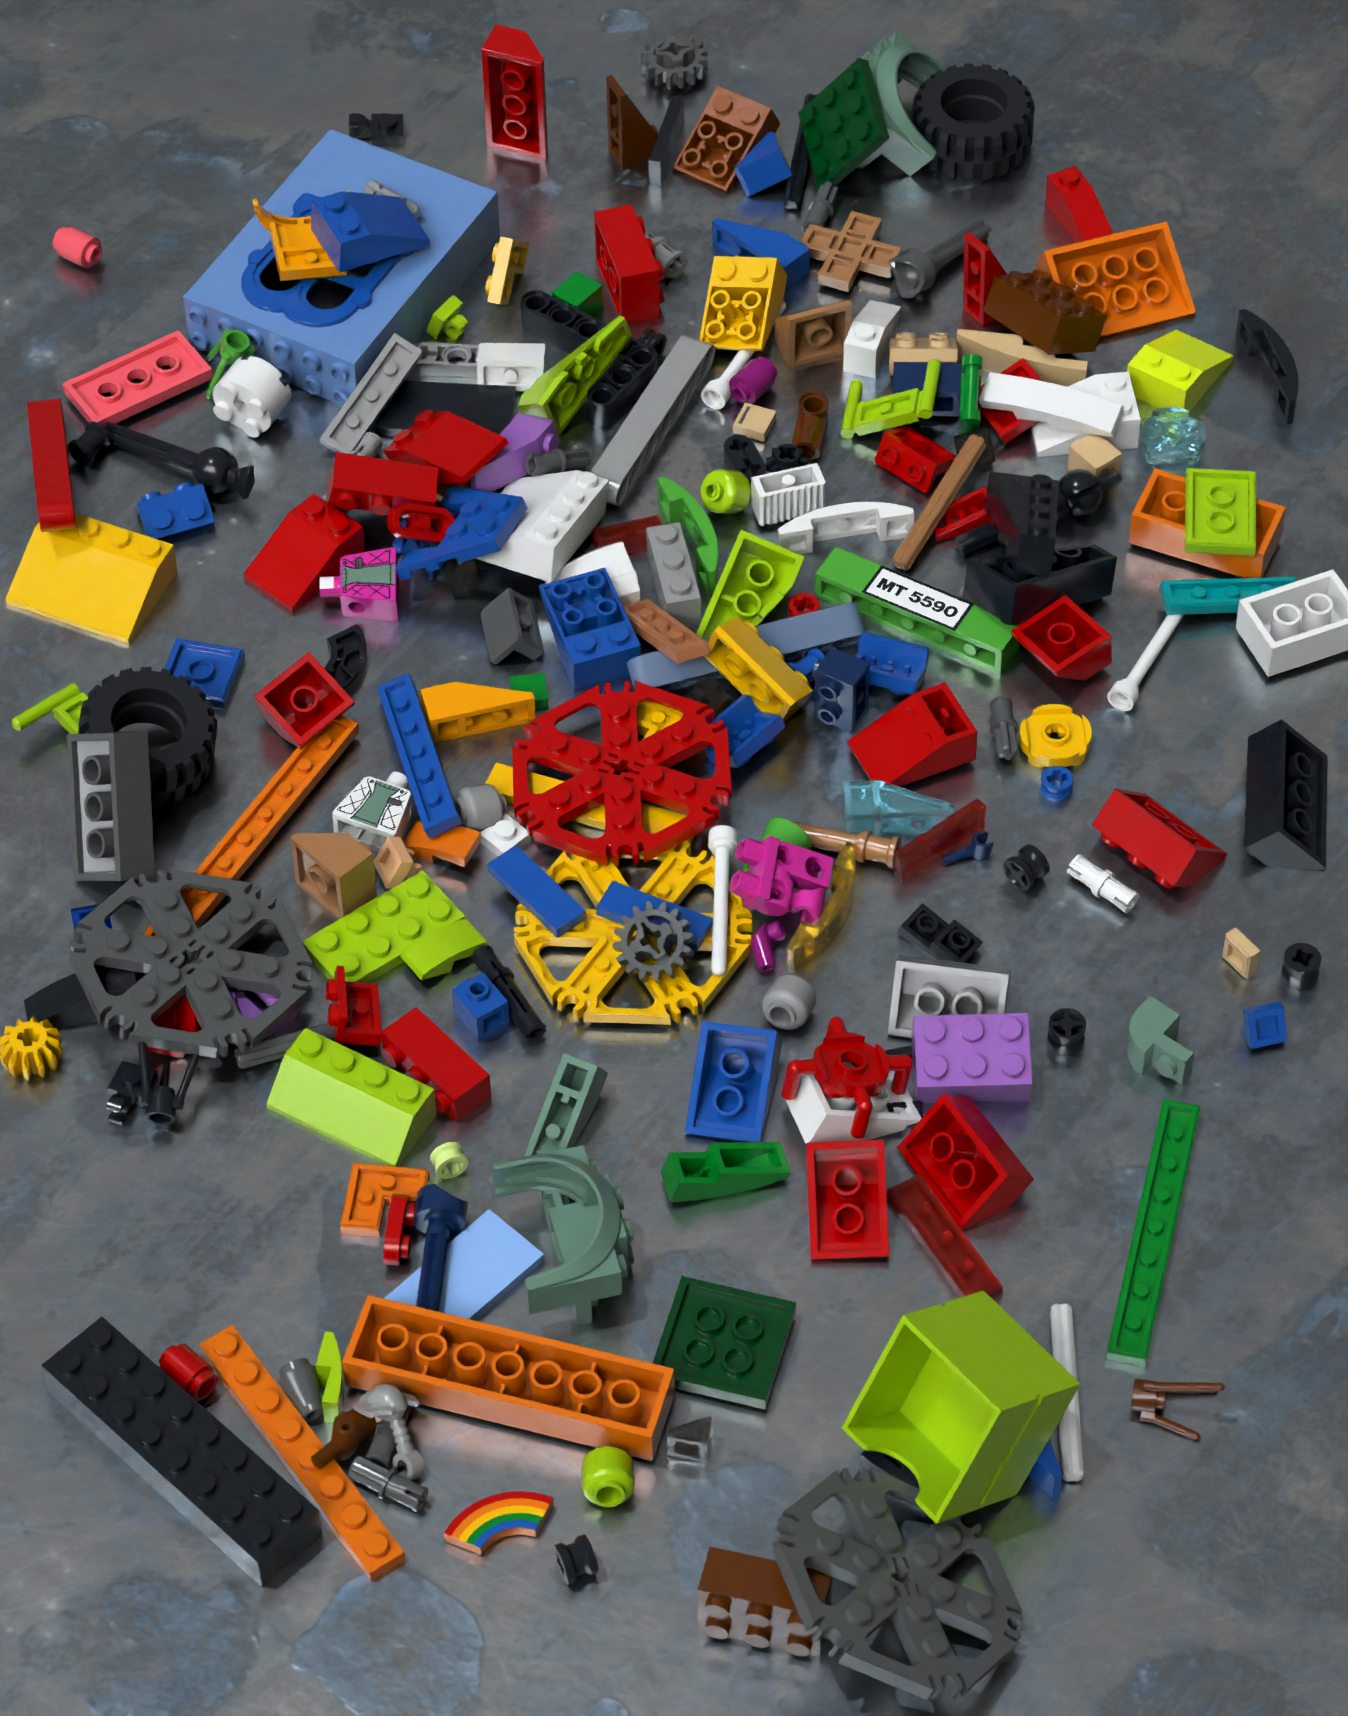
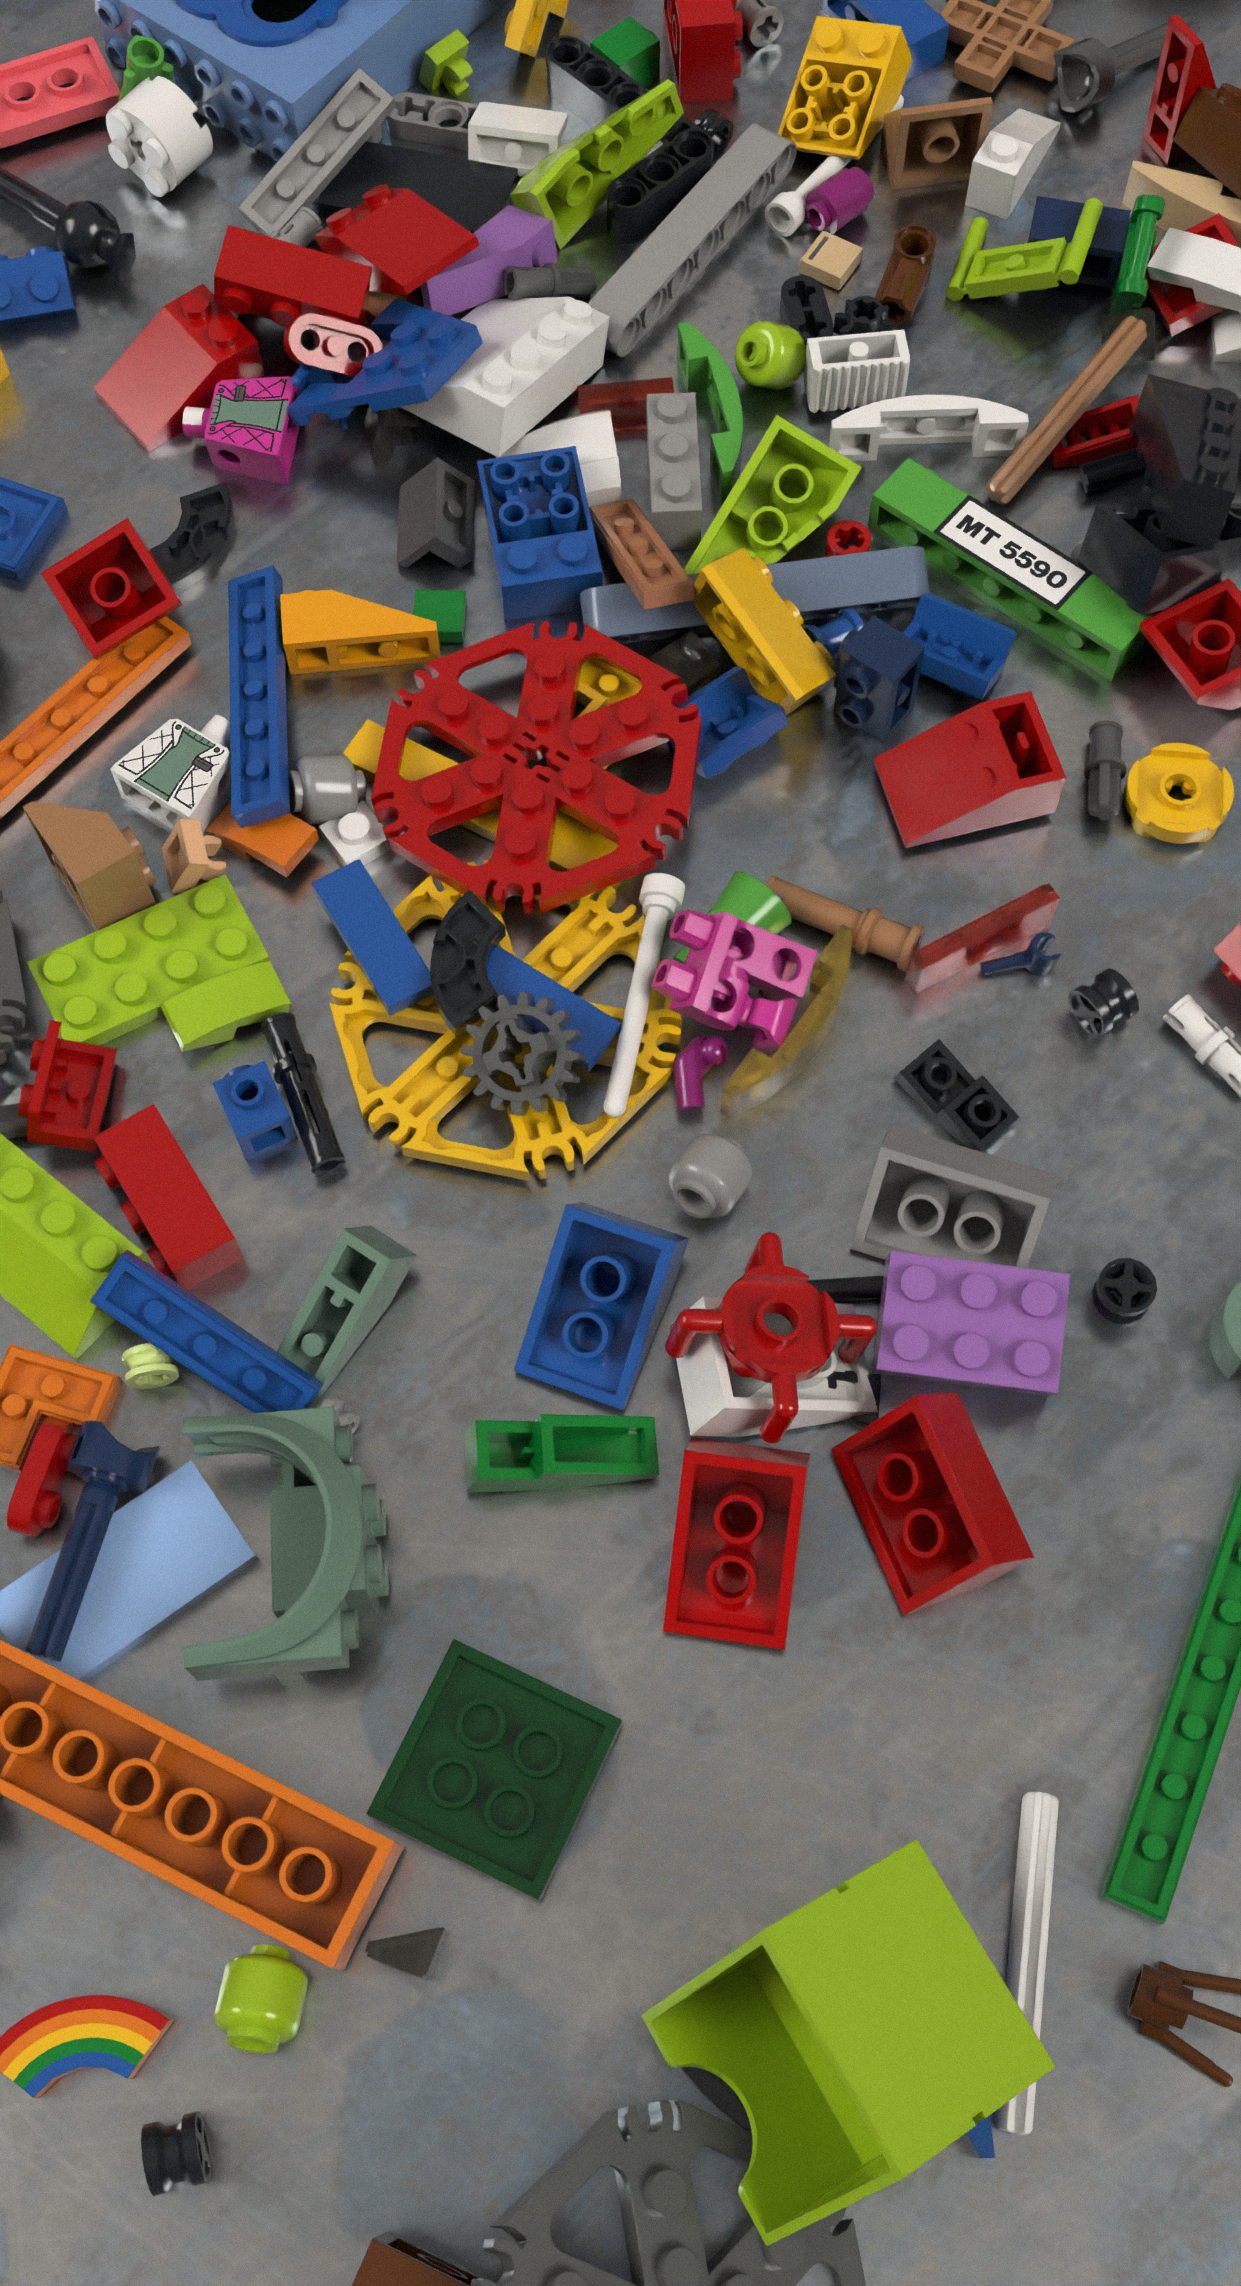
camera: 10 degrees right, 15 degrees up
(474, 1127) = (203, 1338): none -> blue tile
(600, 895) = (461, 962): none -> black tile
(889, 809) = (916, 879): clear light blue slope -> none
(912, 349) = (1062, 181): tan plate -> none
(913, 457) = (1040, 339): red bracket -> none
(943, 1238) = (877, 1636): clear red tile -> none
(1056, 793) = (1164, 883): blue bush -> none

